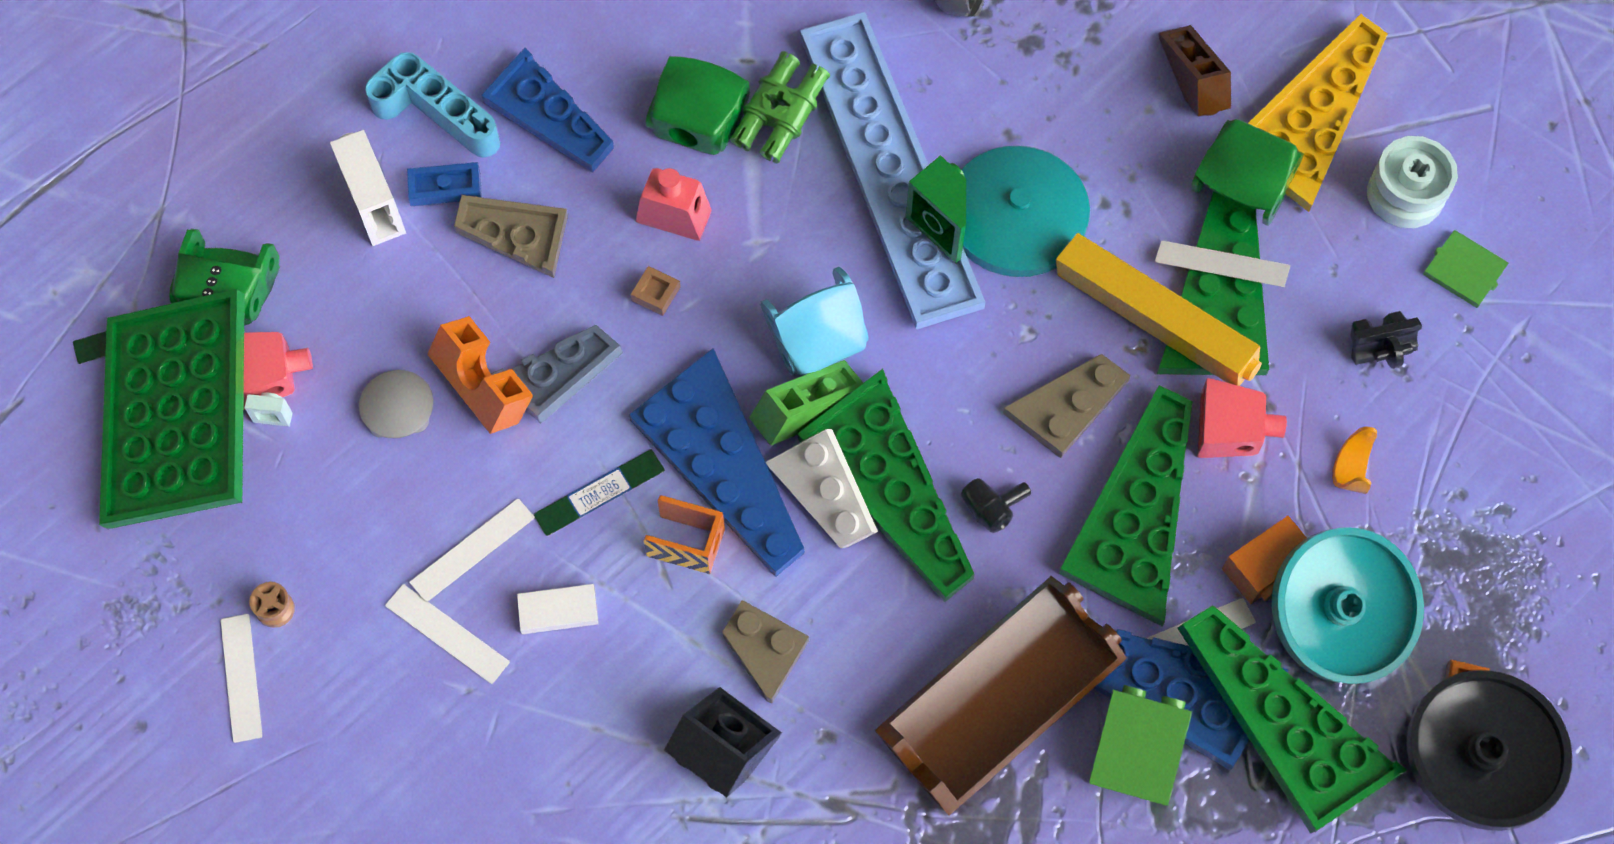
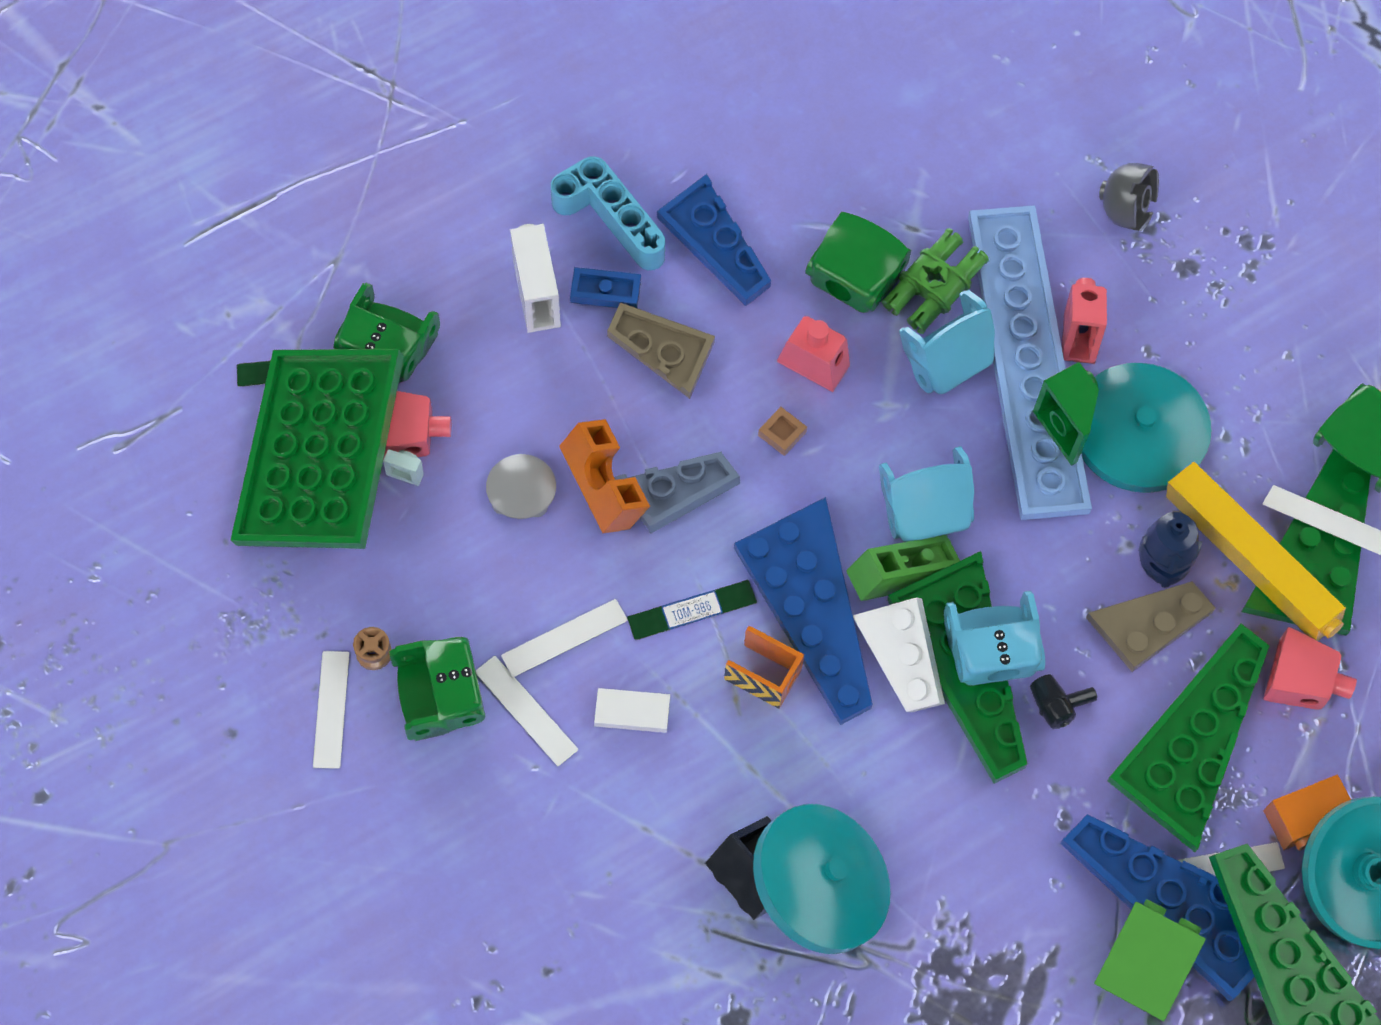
camera: 10 degrees right, 0 degrees up
(348, 629) = (437, 686): none -> green piece
(764, 646) = (816, 780): dark tan wing -> none
(787, 739) = (821, 879): none -> teal dish
(812, 172) = (954, 350): none -> medium azure piece
(916, 457) = (995, 641): none -> medium azure piece
(938, 100) = (1084, 307): none -> coral torso
(1001, 694) = (1030, 881): reddish brown cylinder -> none
(1074, 323) = (1170, 548): none -> dark blue helmet
(1198, 71) = (1343, 328): reddish brown slope -> none

